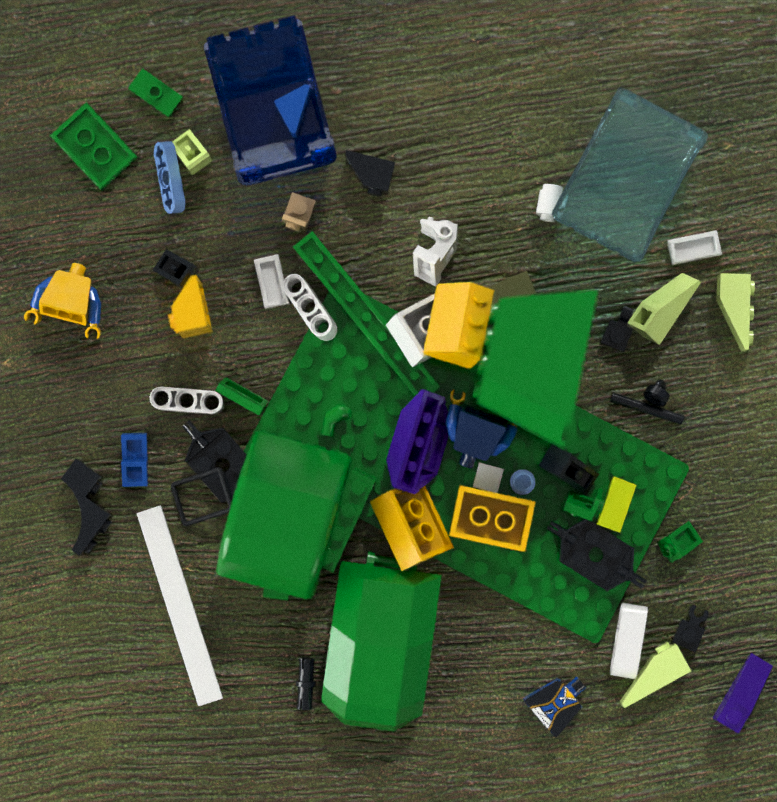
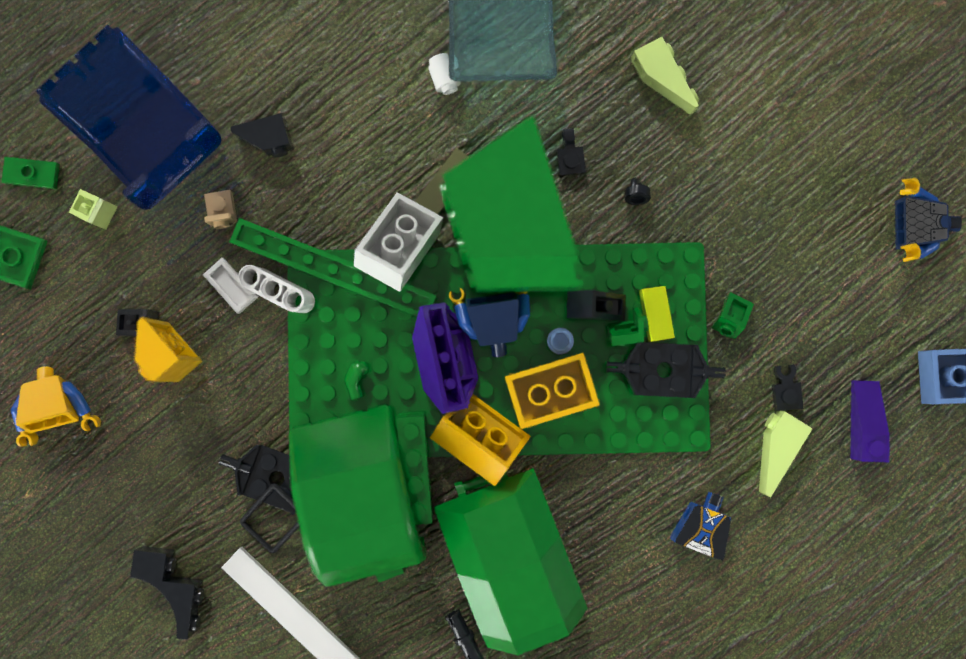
camera: 25 degrees left, 0 degrees up
(134, 459) = (194, 518): blue slope -> none
(169, 177) = (83, 242): medium blue beam -> none
(176, 394) = (199, 442): white beam -> none
(242, 396) = (259, 405): green tile -> none
(292, 108) = (161, 114): blue slope -> none
(431, 262) = (366, 183): white tile -> none
(458, 323) = (419, 226): yellow slope -> none
(488, 478) = (526, 354): white tile -> none
(628, 640) = (737, 432): white beam -> none
(647, 408) = (635, 211): black bar -> none
(661, 309) = (598, 115): yellowish green slope -> none
(694, 247) = (596, 44): white tile -> none

